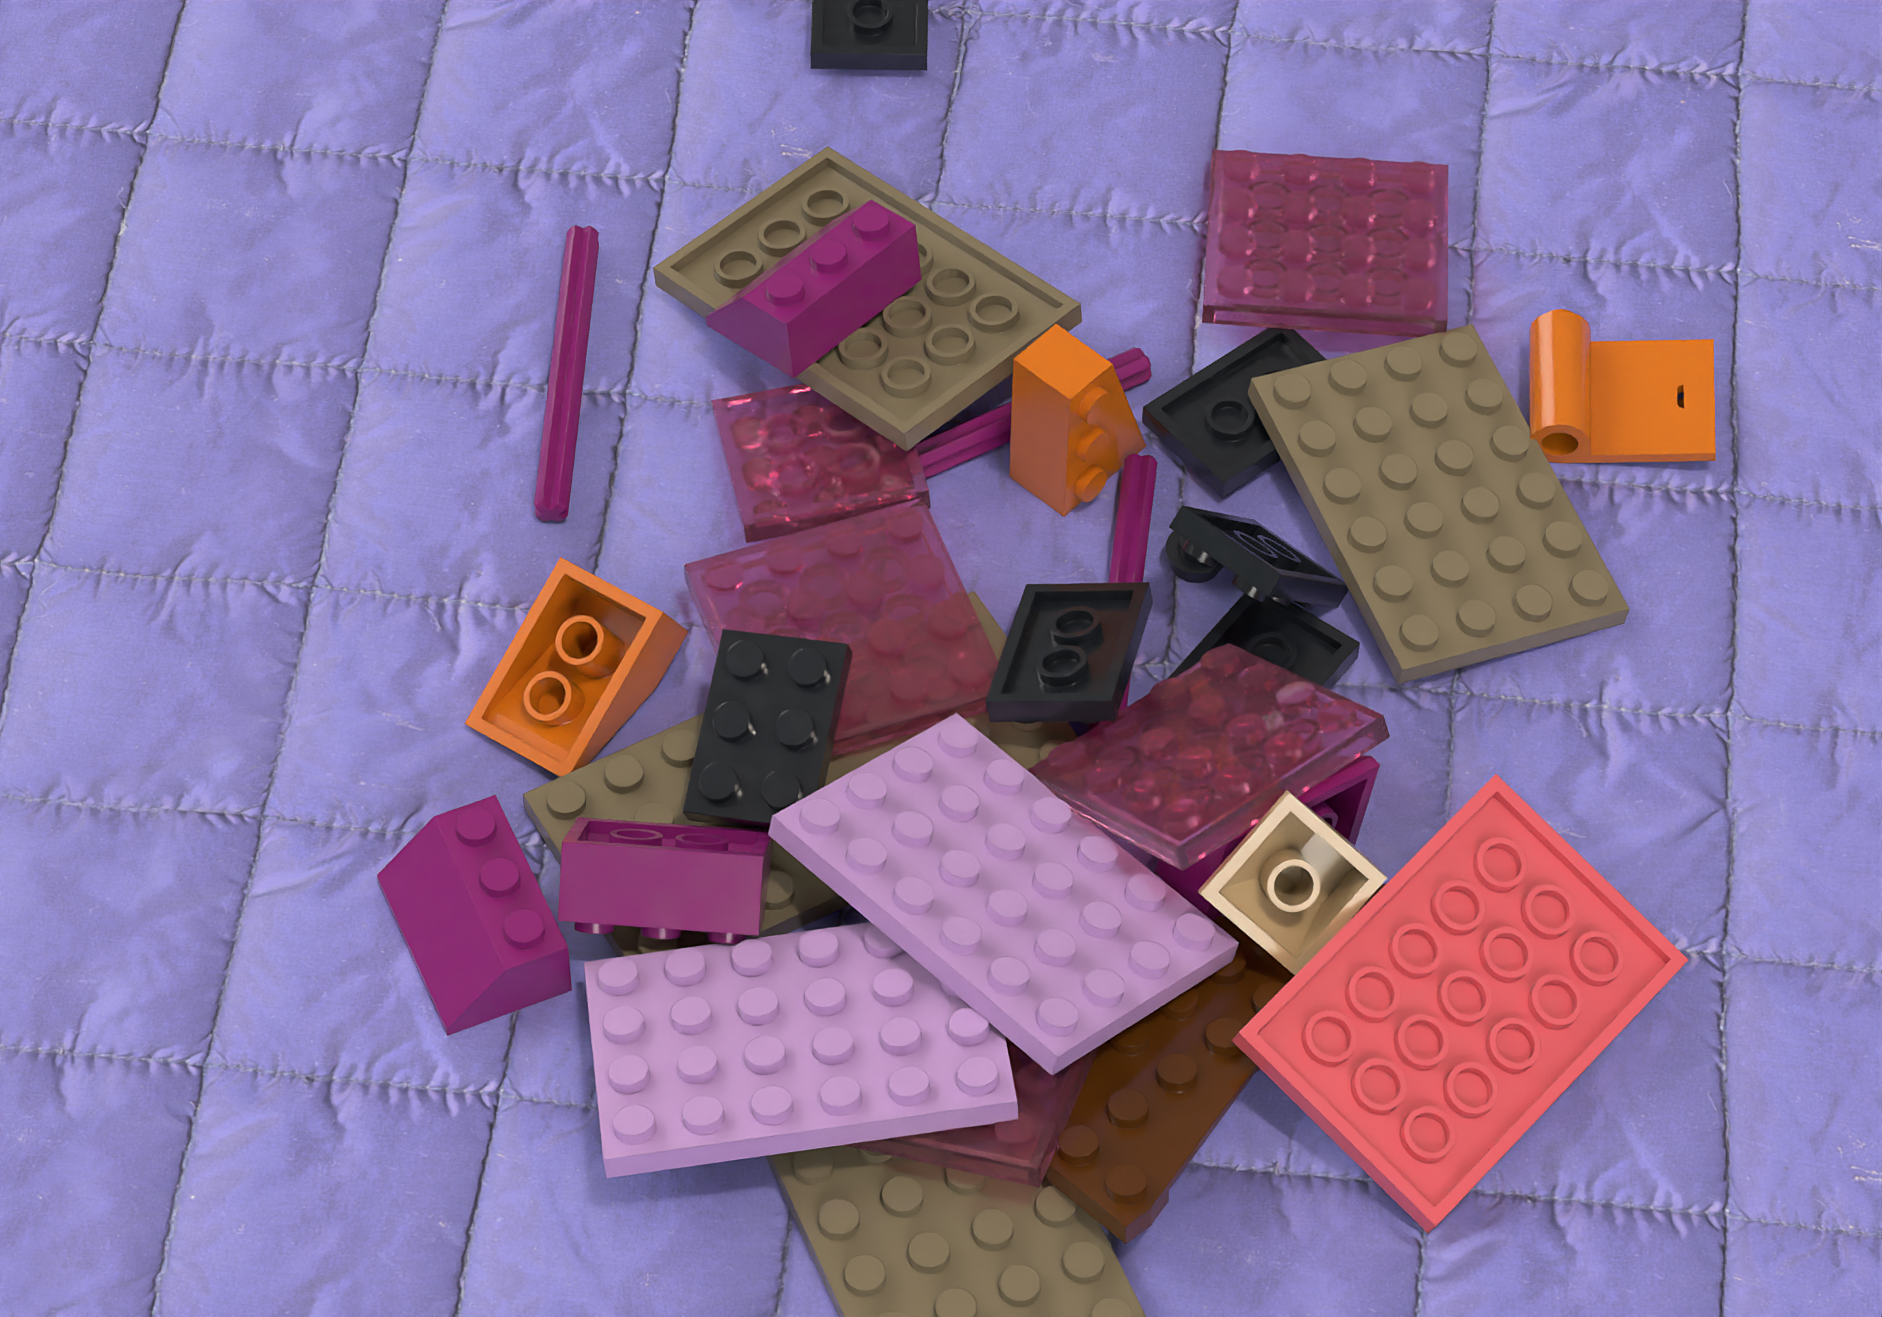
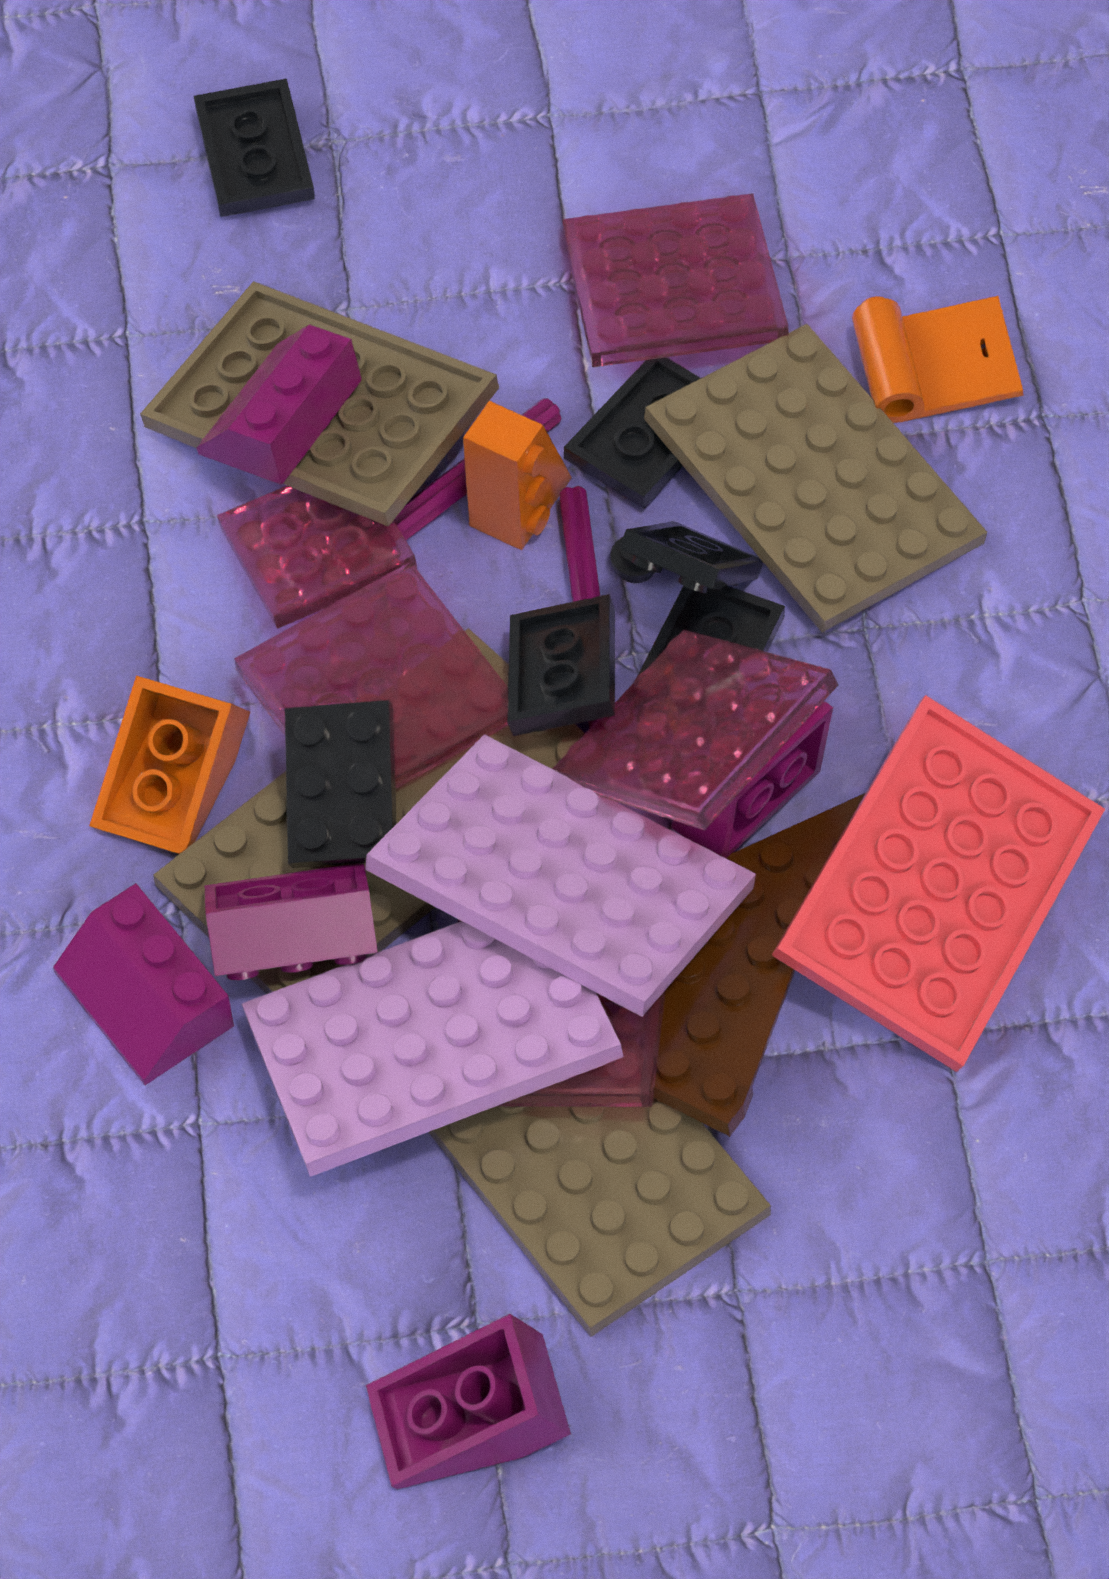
camera: 10 degrees left, 5 degrees up
(566, 374) = (92, 516): magenta axle -> none
(1292, 883) = (790, 819): tan slope -> none

